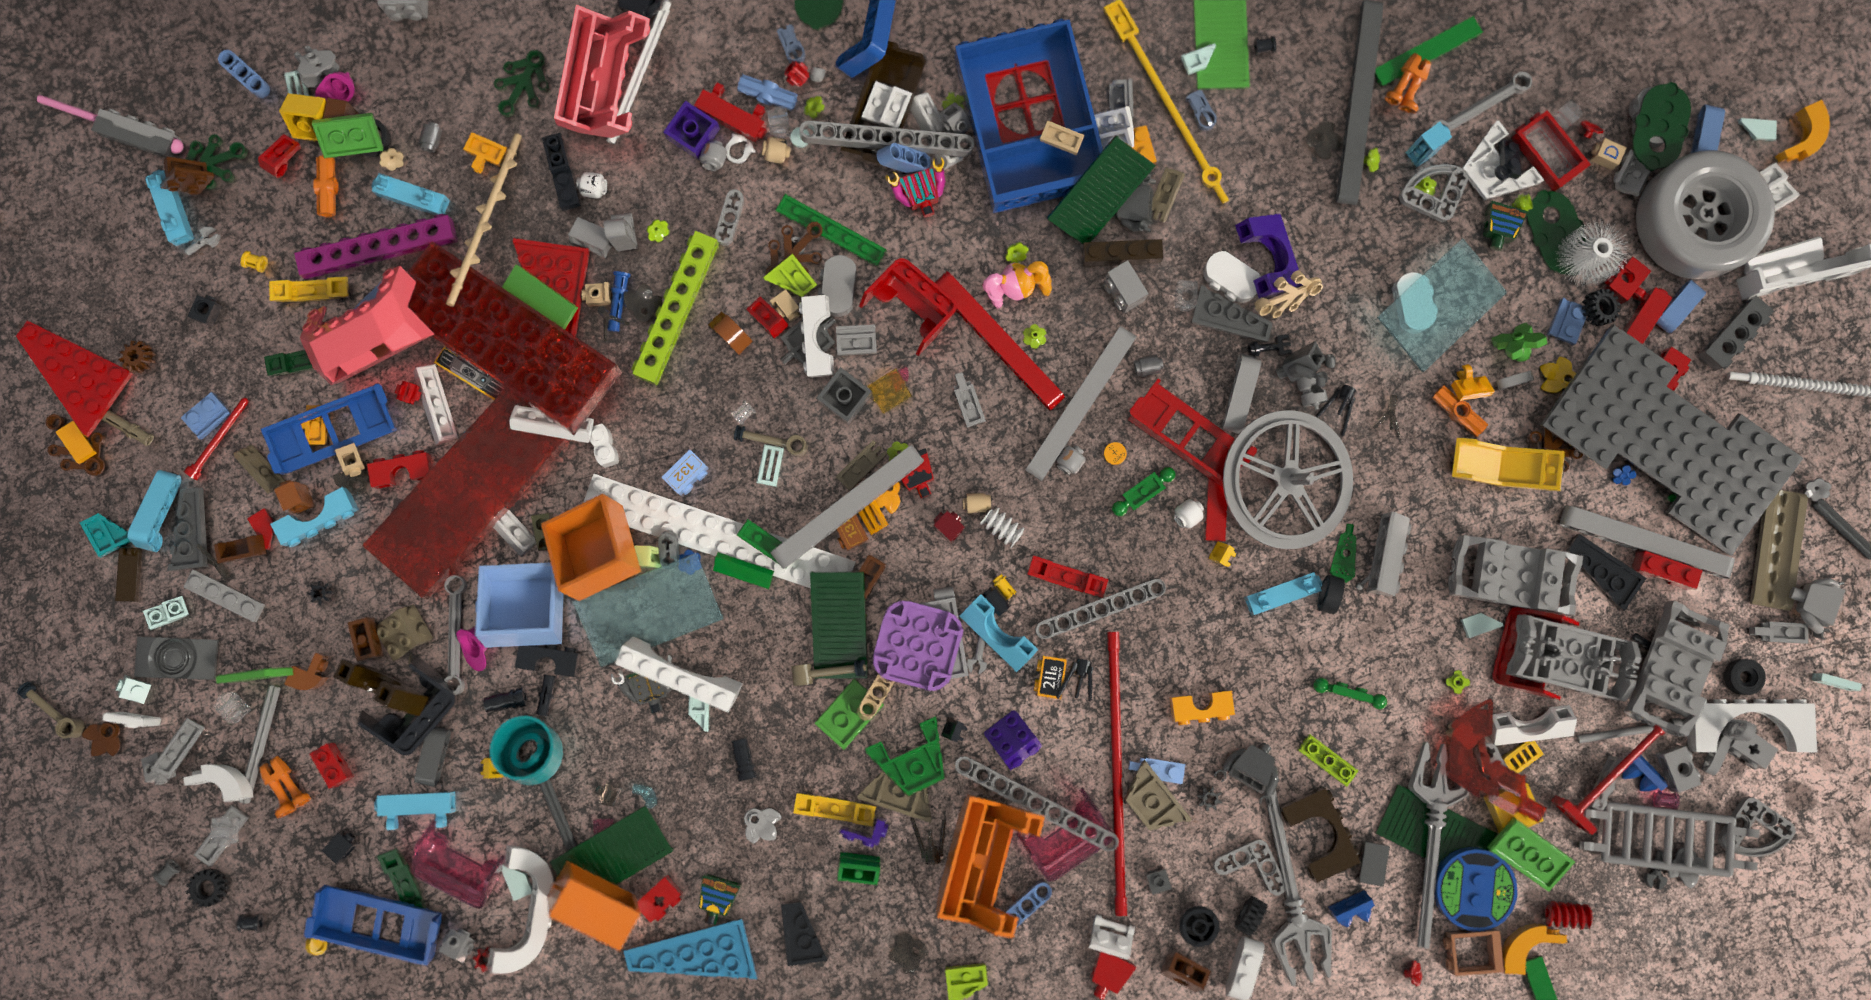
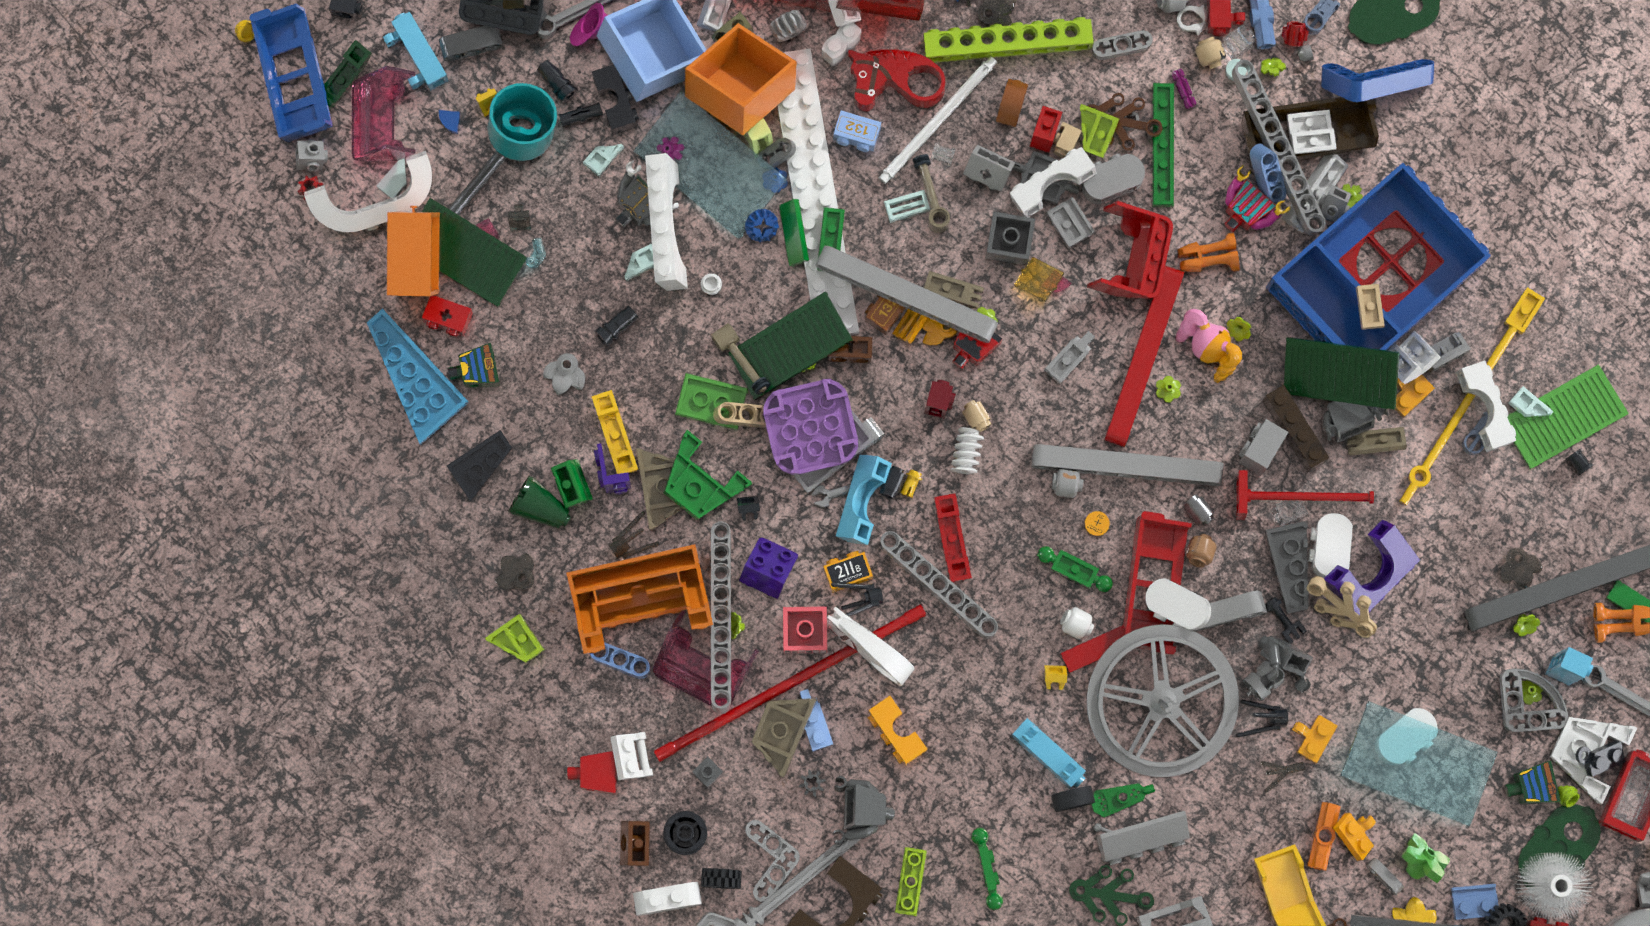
camera: 60 degrees right, 5 degrees down
(490, 808) = (450, 120): none -> blue tile
(564, 482) = (788, 25): none -> light grey gear
(592, 696) = (602, 157): none -> light aqua tile
(617, 633) = (674, 148): none -> magenta plant
(647, 414) = (892, 68): none -> red animal
(711, 401) = (937, 120): none -> white piece
(716, 597) = (755, 219): none -> blue gear
(750, 662) = (711, 284): none -> white plate
(776, 381) = (984, 159): none -> light grey brick
(793, 187) = (1184, 88): none -> magenta axle
(862, 905) = (539, 505): none -> dark green cone
(945, 254) = (1199, 262): none -> orange piece
(1047, 791) = (736, 625): none -> lime plant
(1082, 738) = (804, 630): none -> coral brick
(1127, 692) = (871, 647): none -> white animal
(1157, 323) = (1245, 495): none -> red tile
(1181, 382) = (1201, 550): none -> medium nougat head
(1207, 94) = (1478, 381): none -> white arch
(1219, 425) = (1177, 604): none -> white brick
(1377, 374) = (1314, 738): none -> light orange plate
(1418, 607) = (1108, 894): none -> dark green plant

